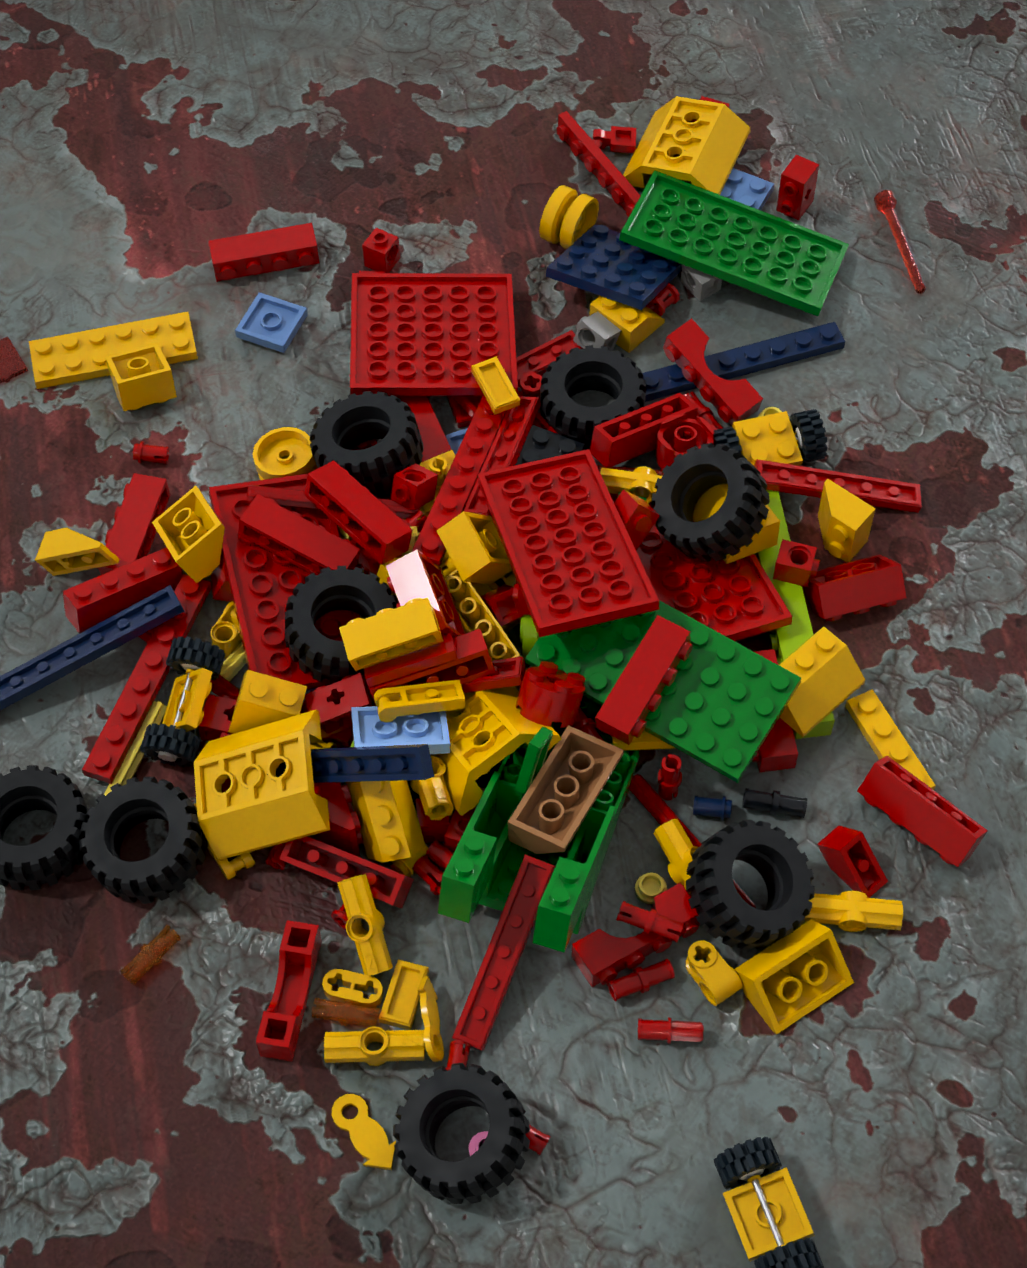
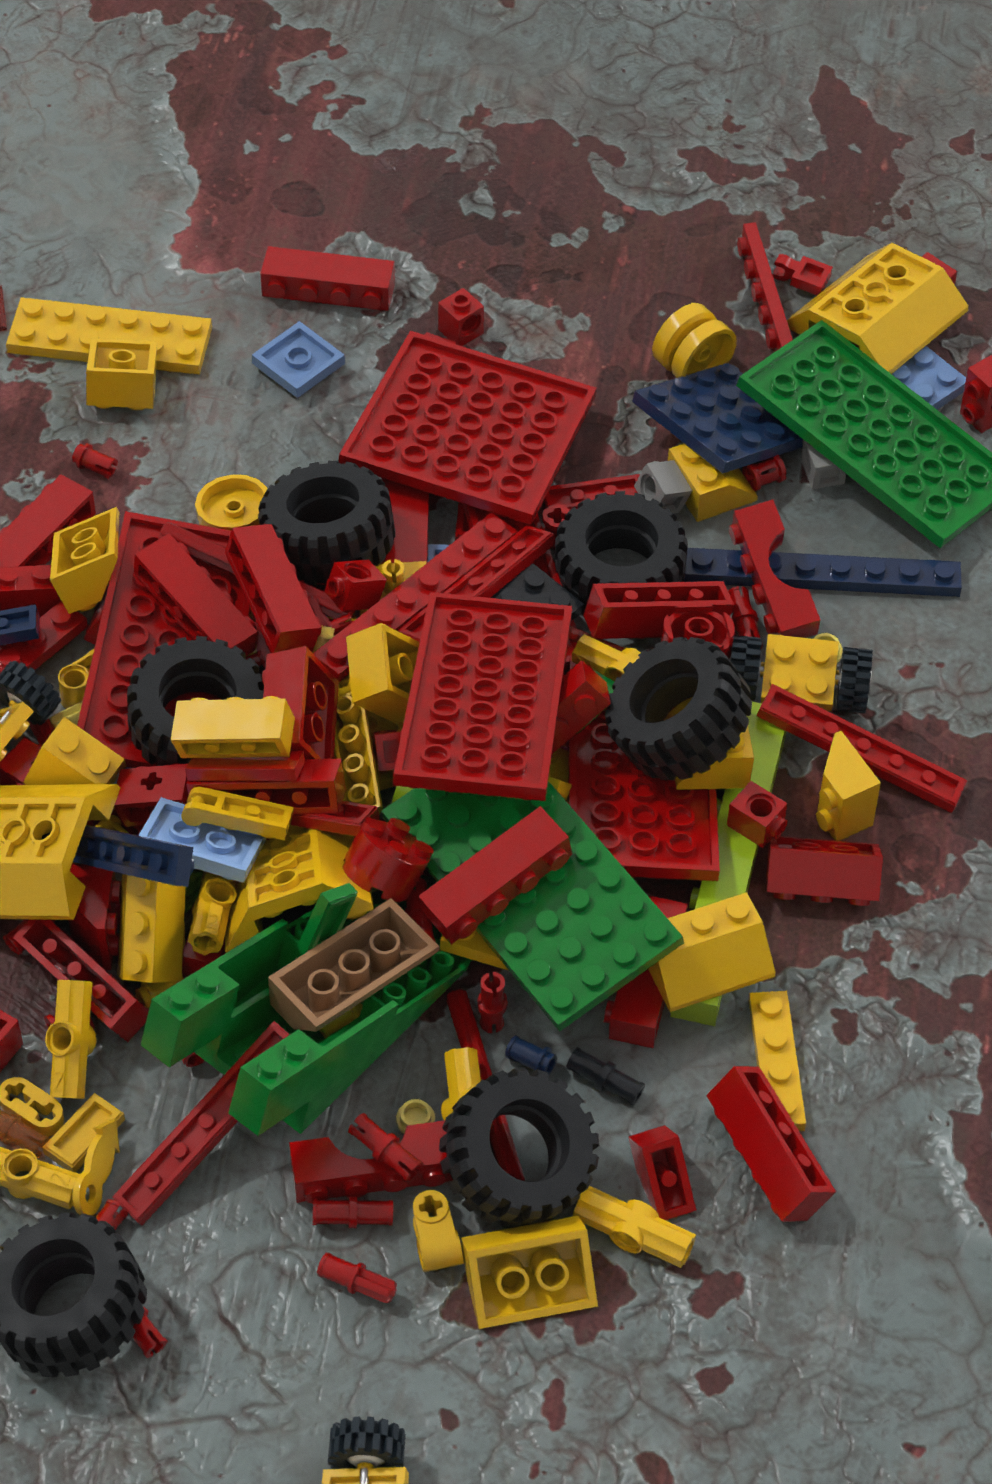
camera: 20 degrees right, 5 degrees down
(495, 385) = (506, 503): yellow tile -> none

